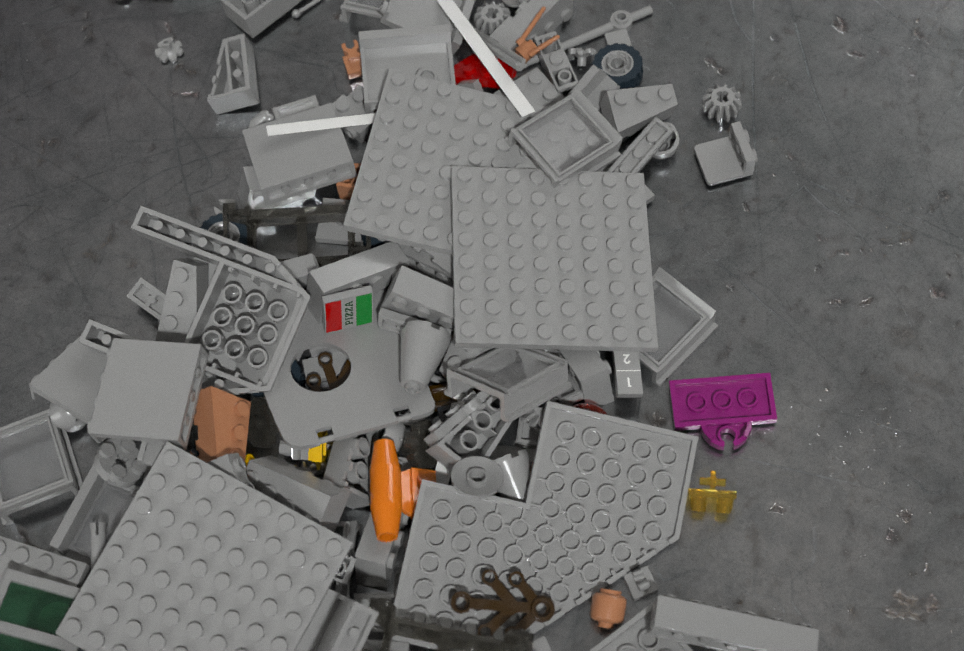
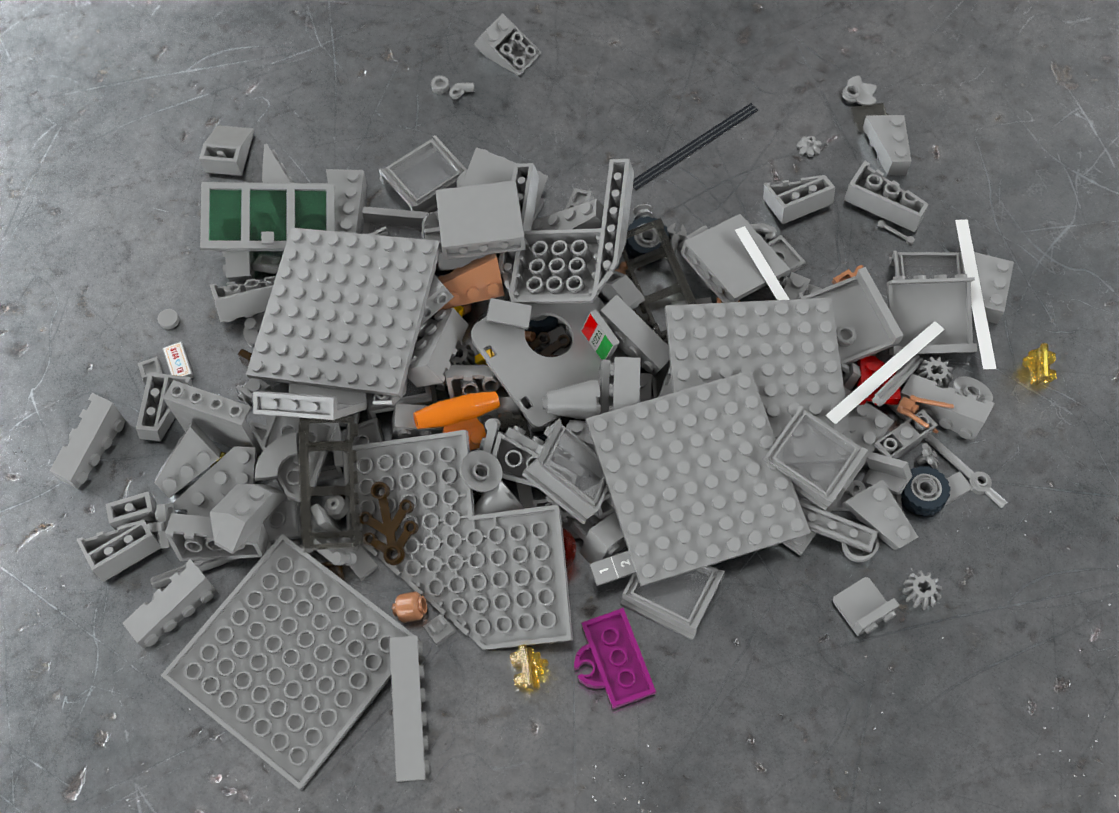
camera: 70 degrees right, 0 degrees up
(114, 157) = (693, 146): none -> black sticker
(286, 396) = (508, 313): none -> light grey hinge
(439, 464) = (488, 443): none -> light grey plate

